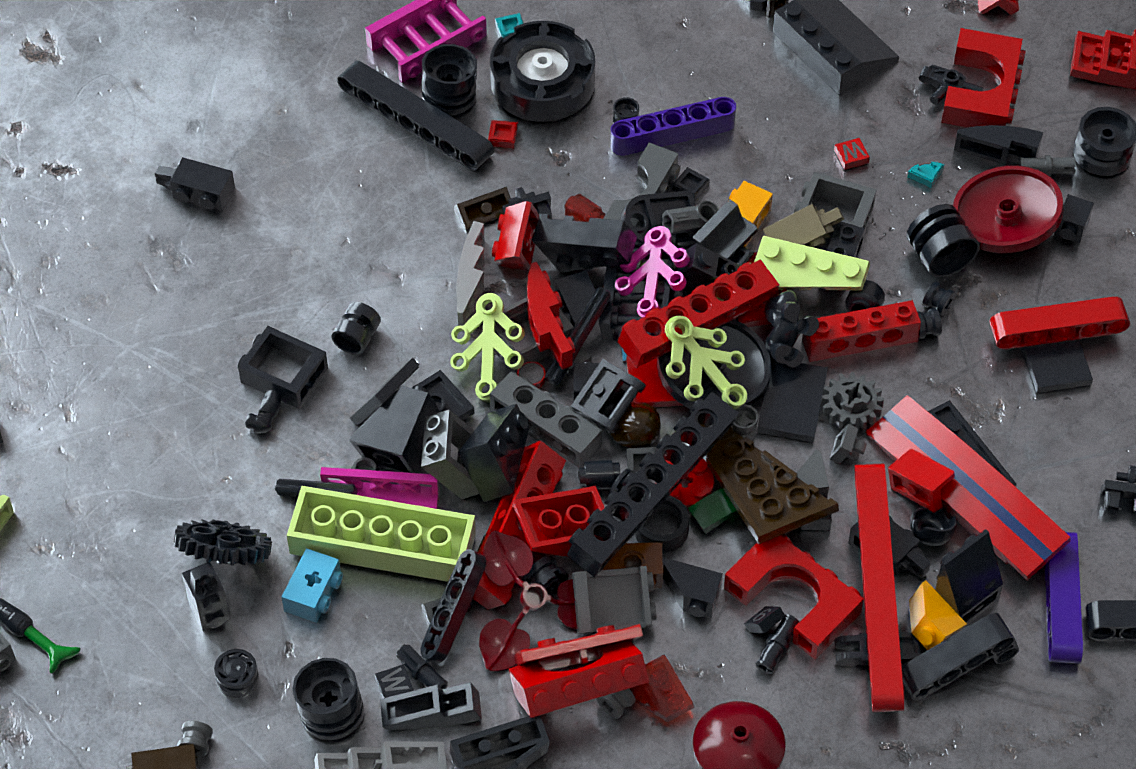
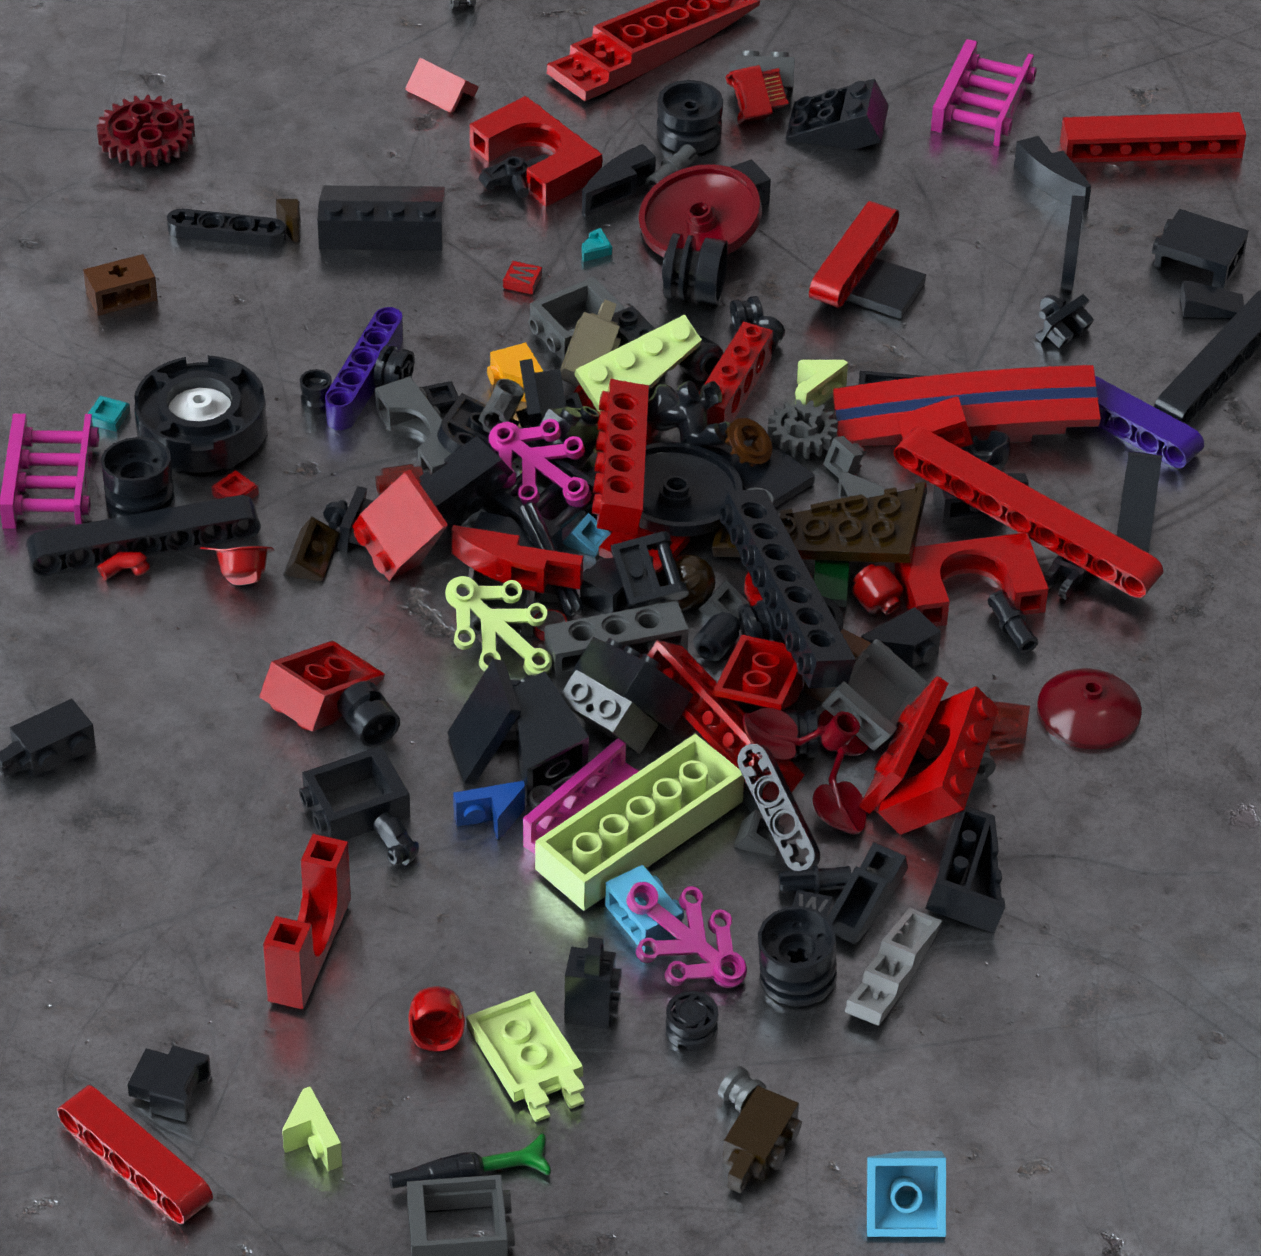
camera: 55 degrees left, 10 degrees down
(127, 527) = (436, 1017): none -> red helmet
(139, 599) = (528, 1053): none -> yellowish green tile
(168, 410) = (298, 948): none -> red arch
(222, 542) = (525, 949): black gear -> none
(292, 487) = (525, 851): black axle -> none
(299, 628) = (690, 939): none -> dark pink plant
(335, 448) = (494, 803): none -> blue slope
(364, 279) = (312, 681): none -> red slope
(385, 121) = (124, 560): none -> red arm
(434, 174) = (242, 564): none -> red piece
(470, 277) = (393, 605): light grey slope -> none
(684, 140) = (393, 365): none -> black wheel
(702, 359) = (648, 467): yellowish green plant -> none
(730, 541) = (877, 589): none -> red head
(764, 619) = (981, 614): black tile -> none
(806, 368) = (747, 429): none -> reddish brown gear
(914, 383) = (818, 379): none -> yellowish green slope
(932, 617) = (1091, 500): light orange slope -> none
(970, 577) = (1072, 460): black slope -> none

